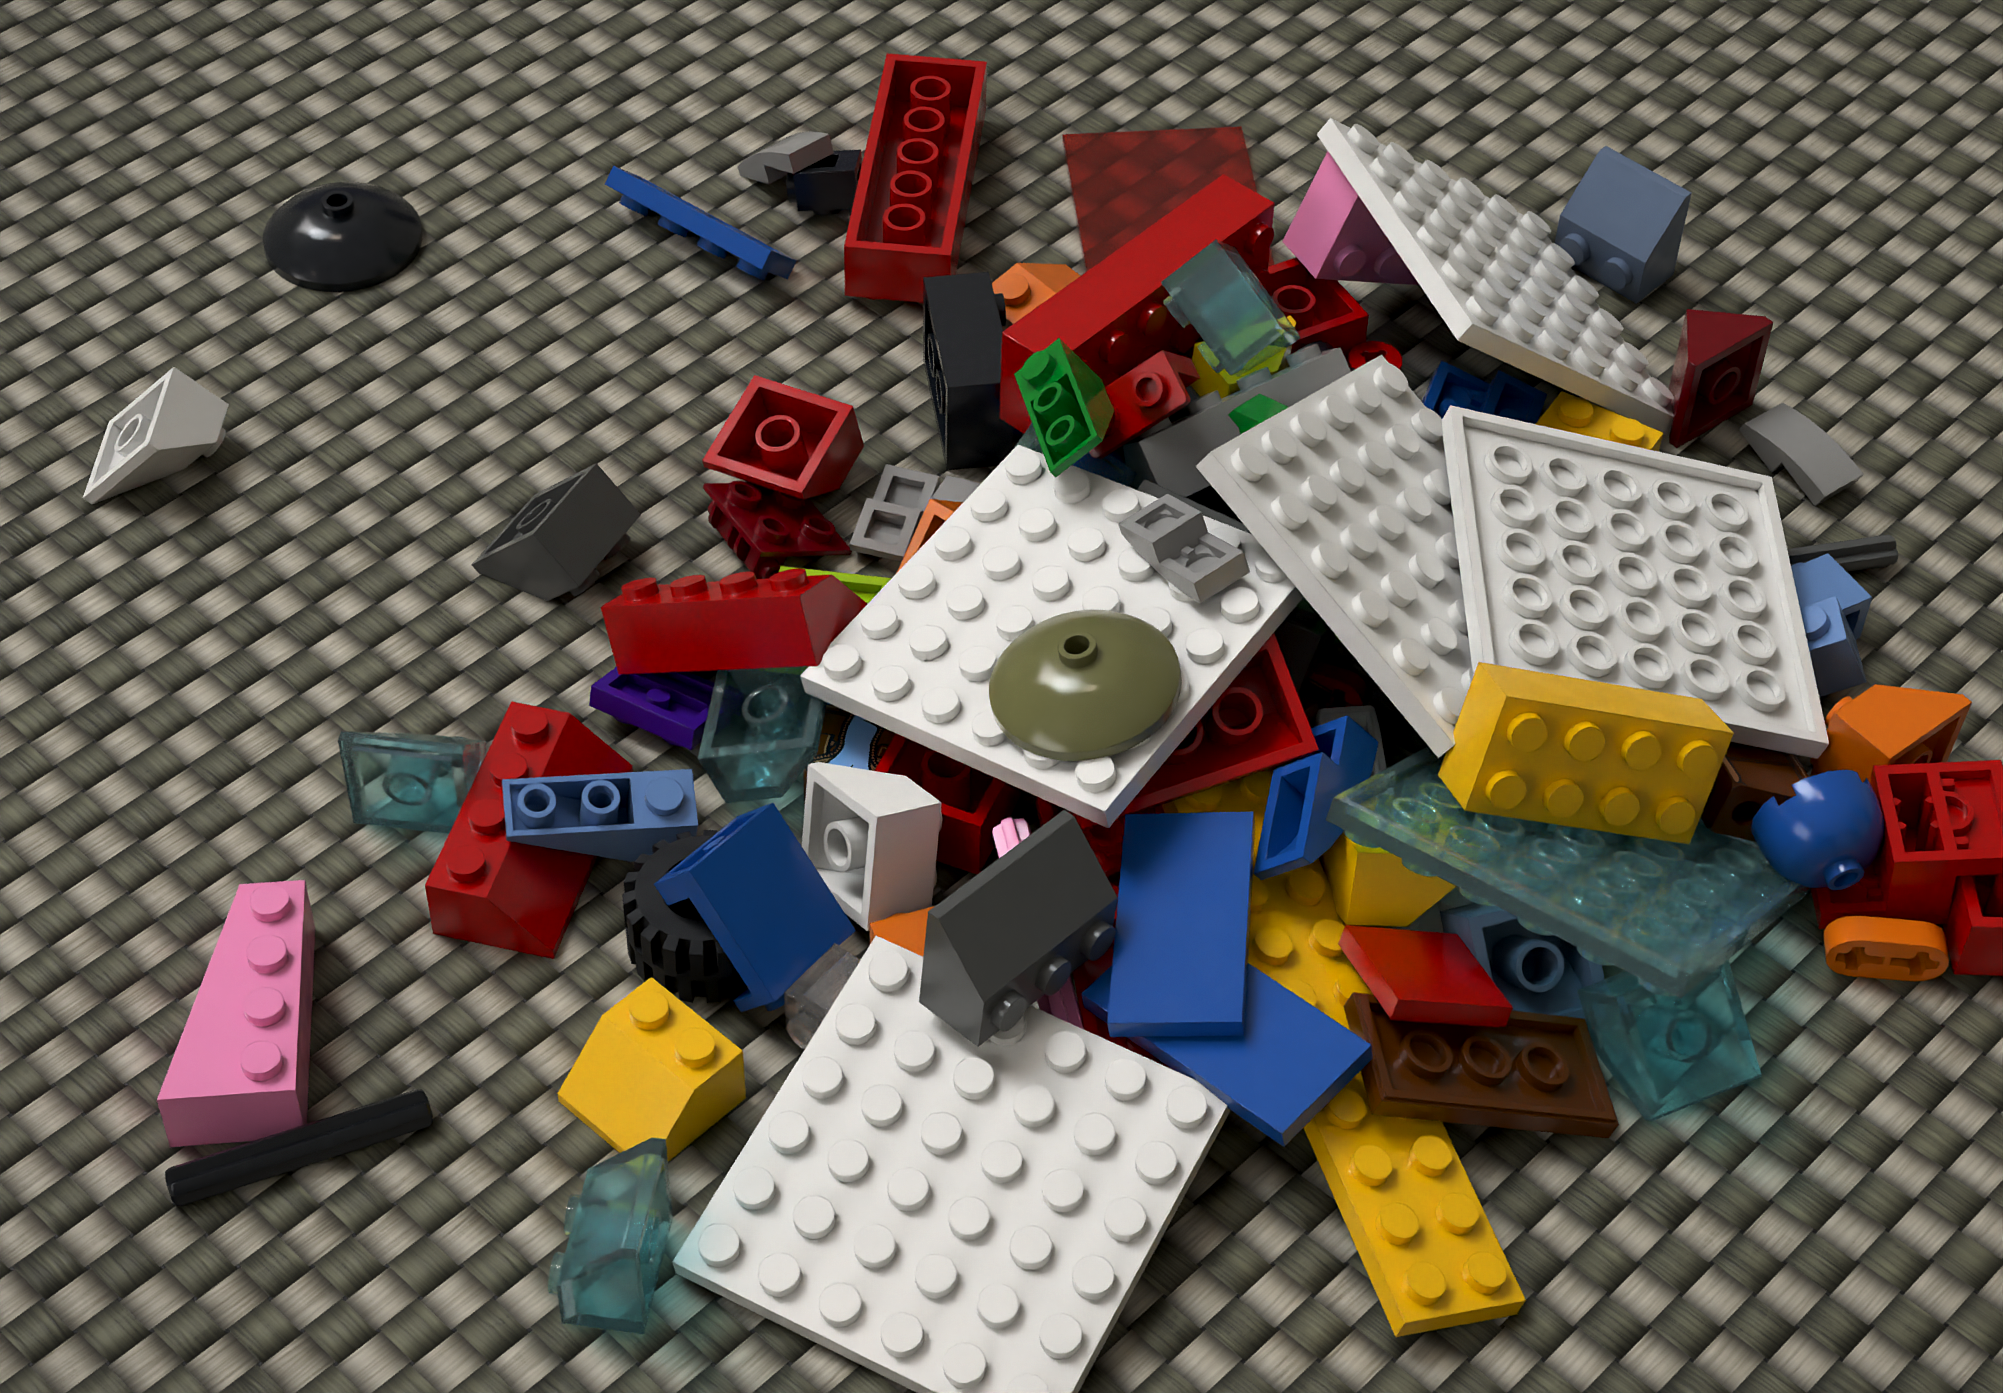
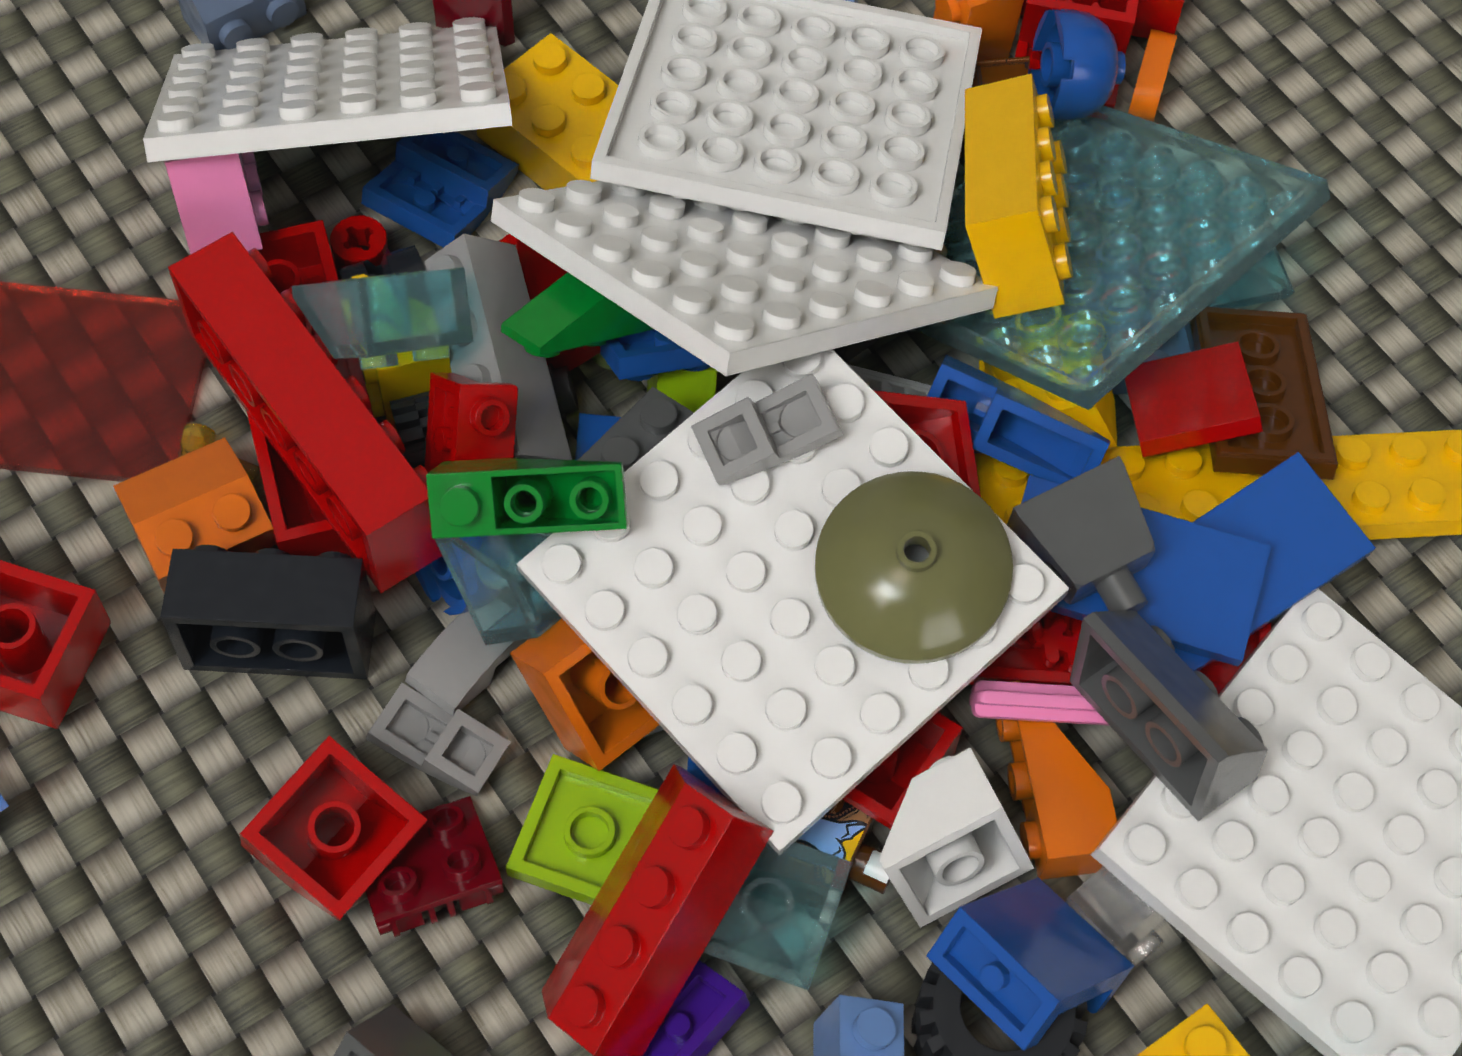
camera: 80 degrees left, 15 degrees up
(1188, 849) = (1090, 535): none -> dark grey torso

